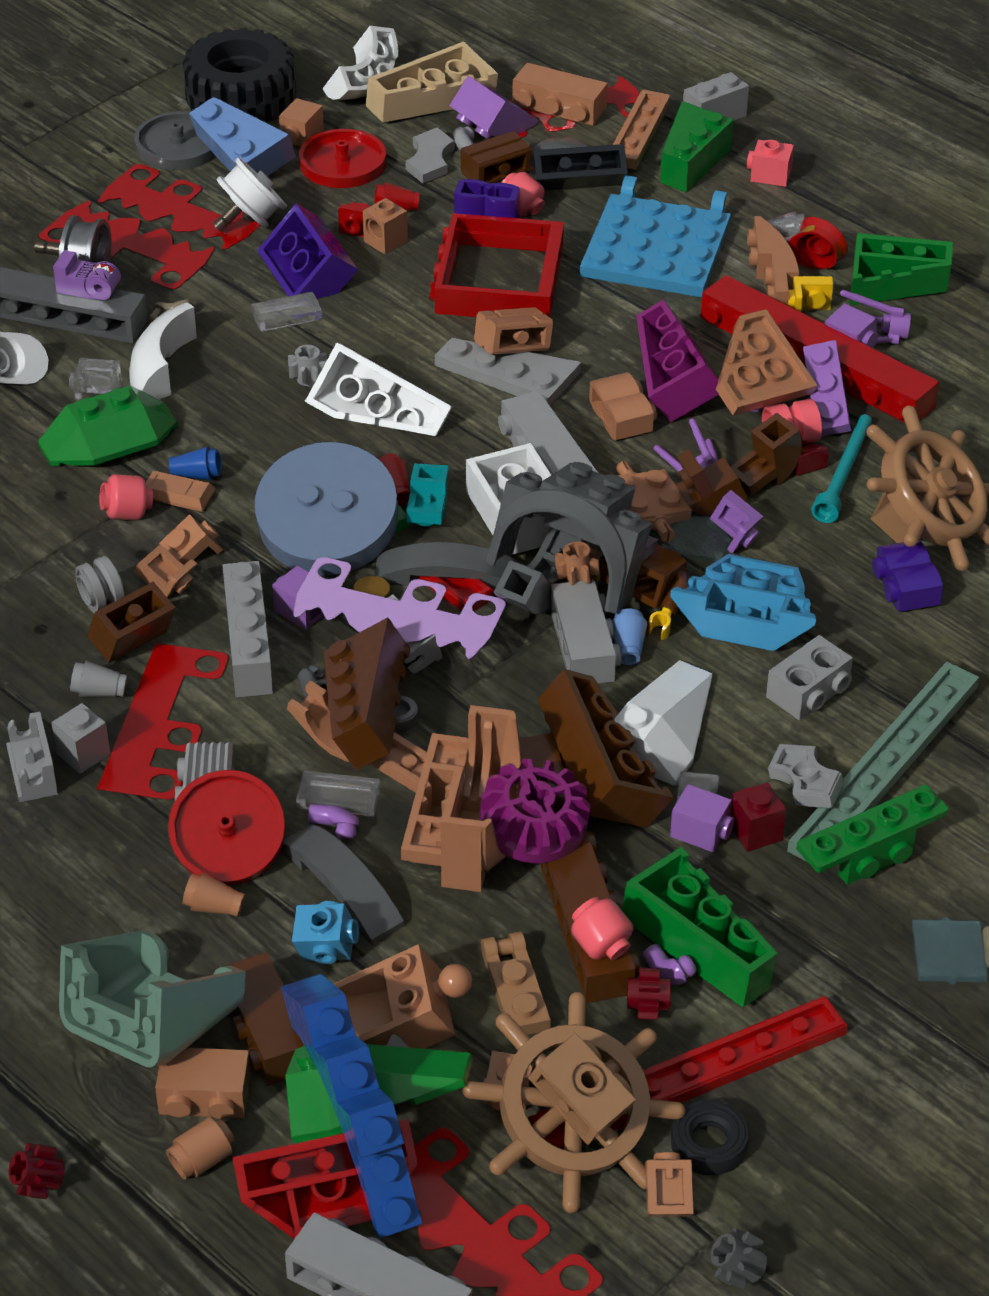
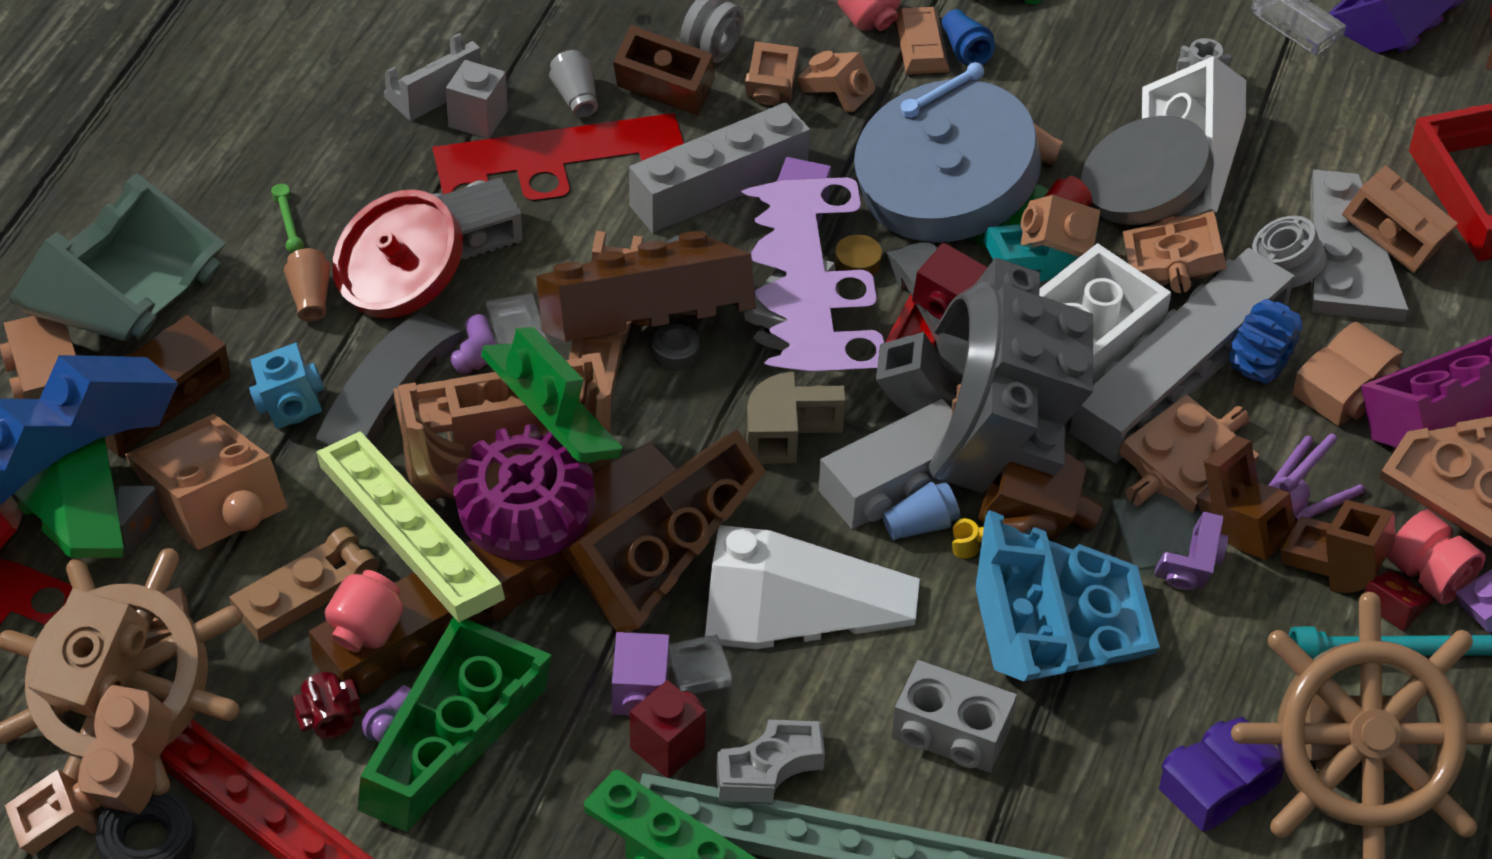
camera: 65 degrees right, 5 degrees up
(89, 893) = (281, 194): none -> bright green hinge
(275, 501) = (911, 107): none -> light blue hinge
(397, 418) = (1148, 169): none -> dark grey piece
(437, 472) = (1059, 225): none -> nougat bracket
(459, 541) = (943, 278): none -> dark red brick
(476, 432) = (1176, 249): none -> nougat plate
(482, 743) = (552, 394): none -> green bracket
(501, 377) = (1293, 246): none -> light grey wheel
(507, 676) = (782, 411): none -> dark tan brick
(518, 889) = (411, 527): none -> yellowish green plate
(584, 423) = (1265, 341): none -> blue gear
(671, 1107) = (129, 737): none -> nougat brick

